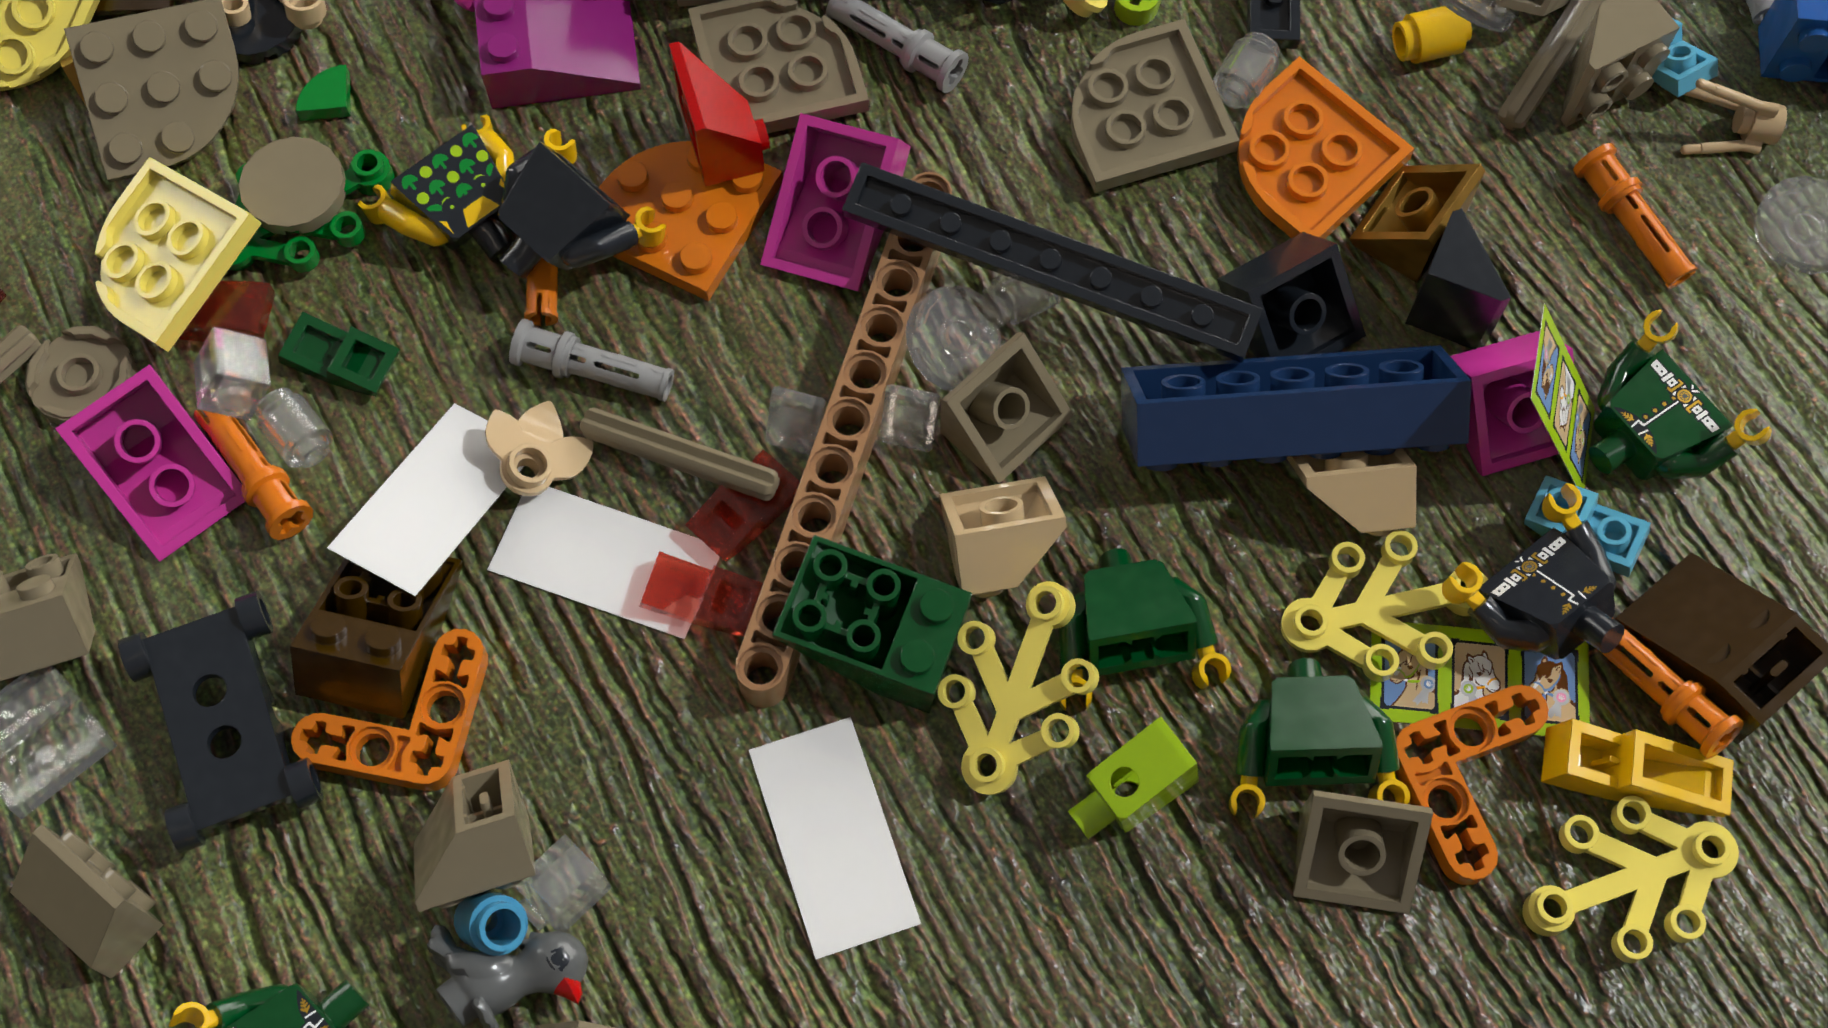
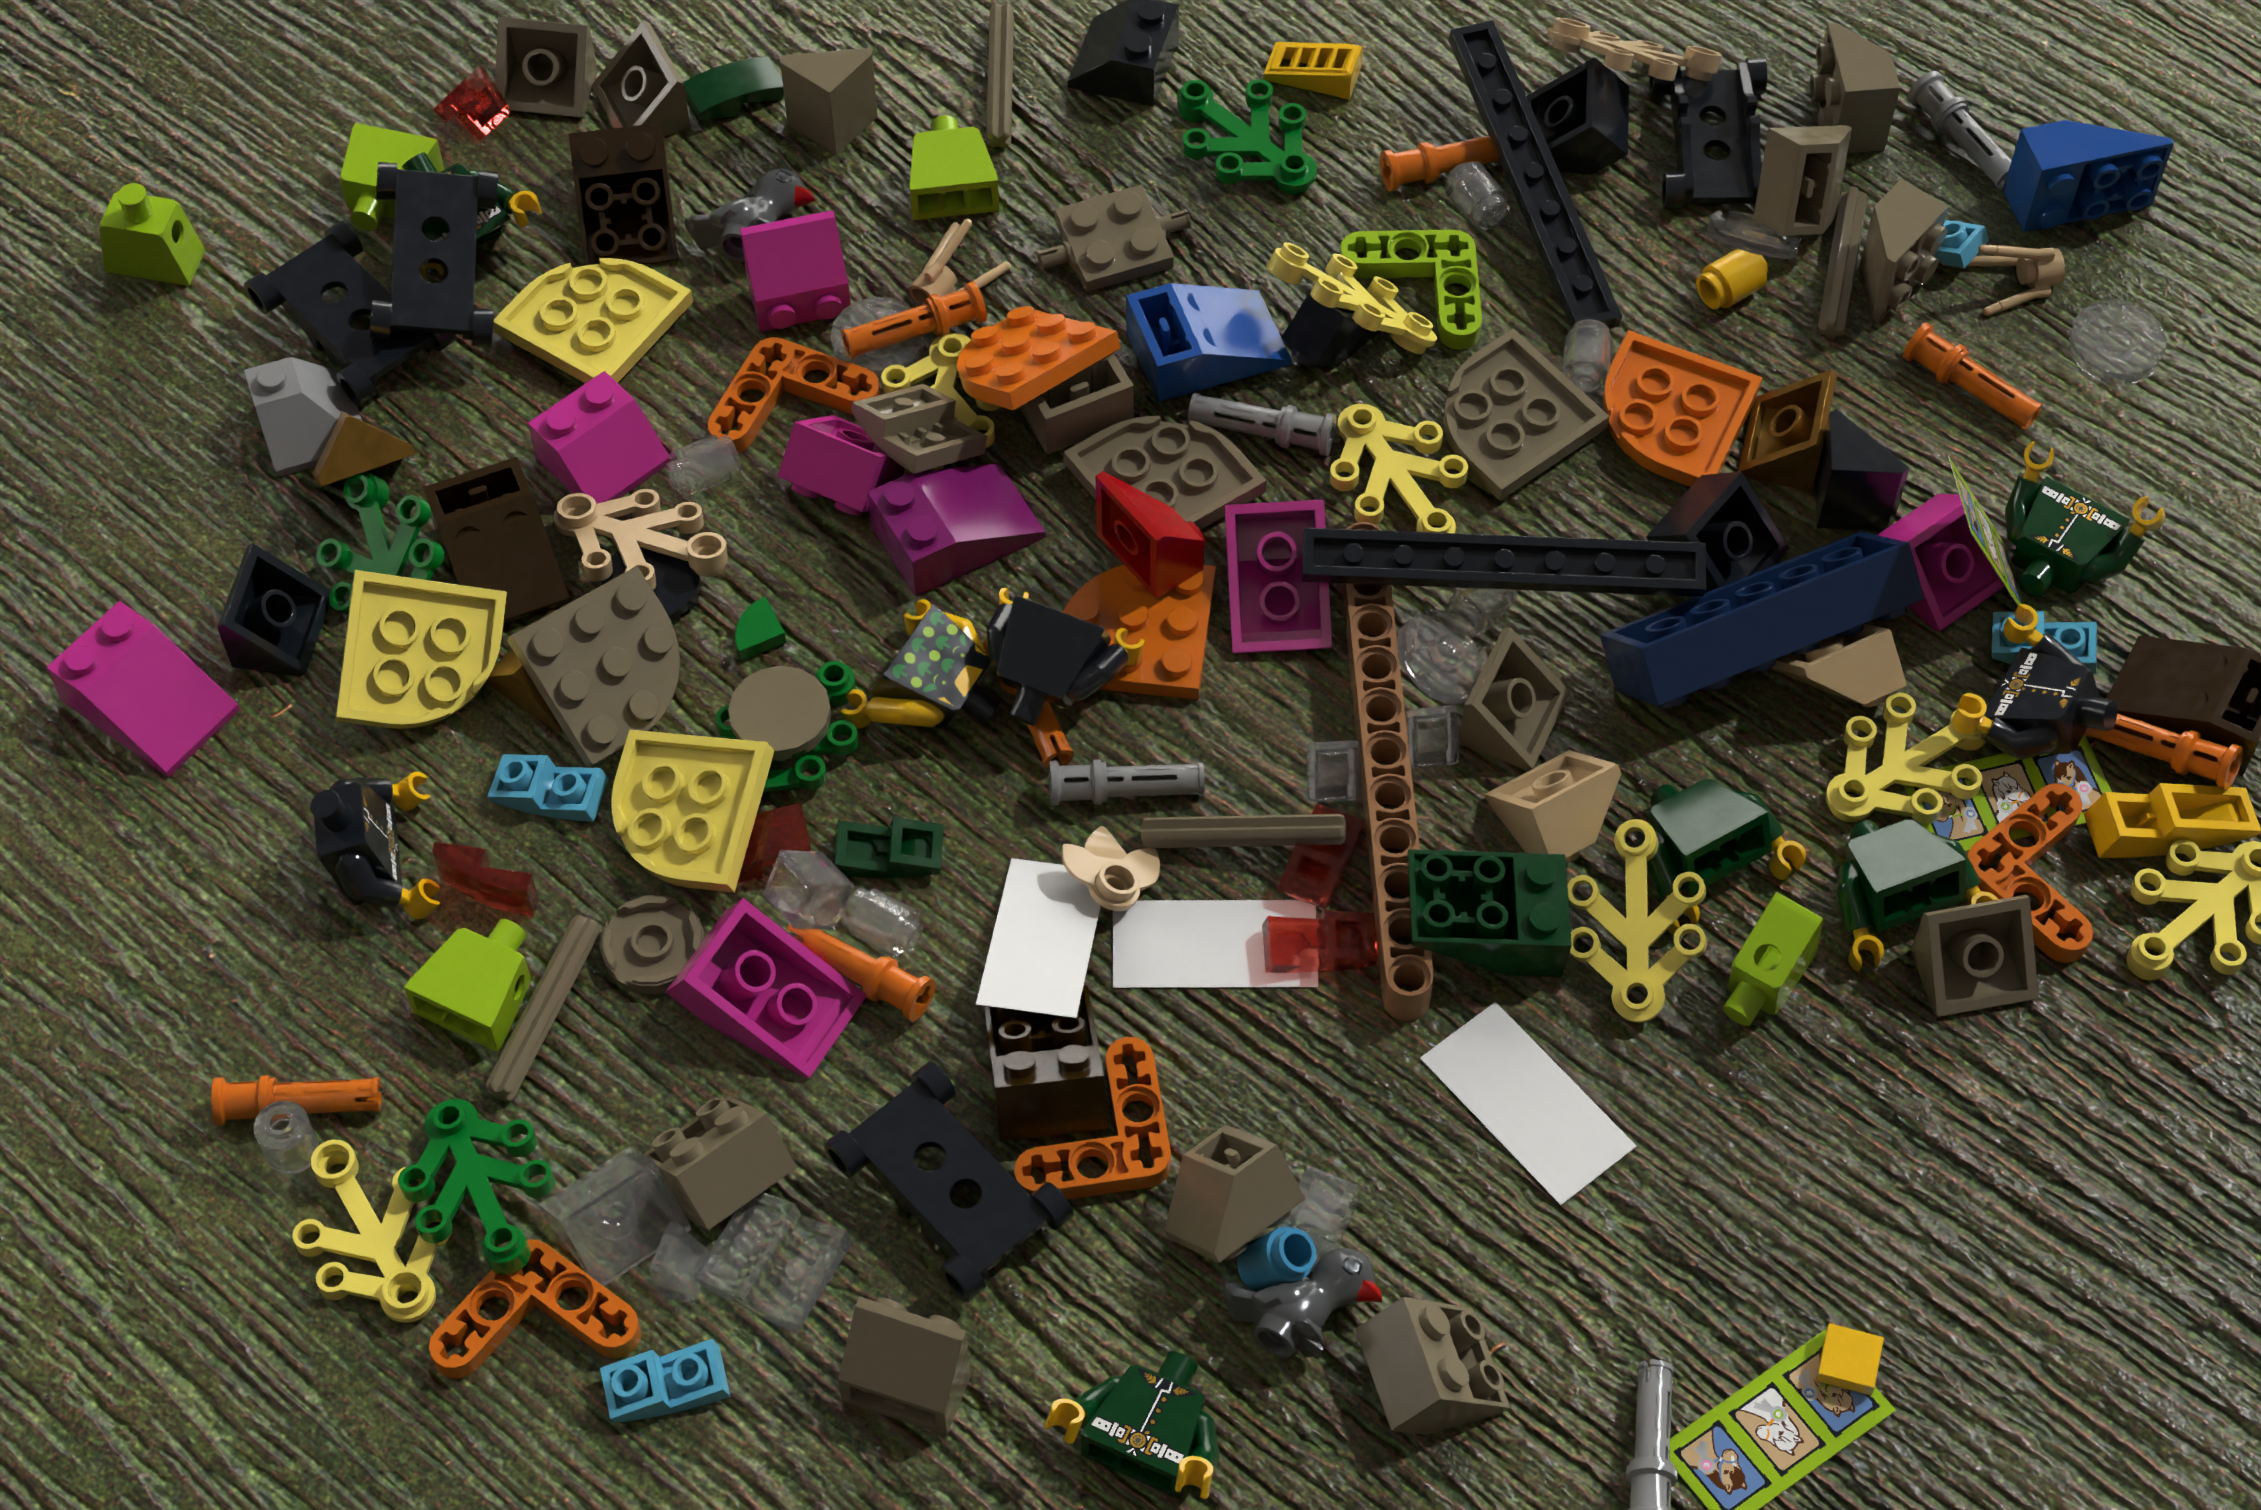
camera: 20 degrees left, 10 degrees down
(61, 188) = (541, 788): none -> medium azure slope
(1003, 125) = (1394, 466): none -> light yellow plant

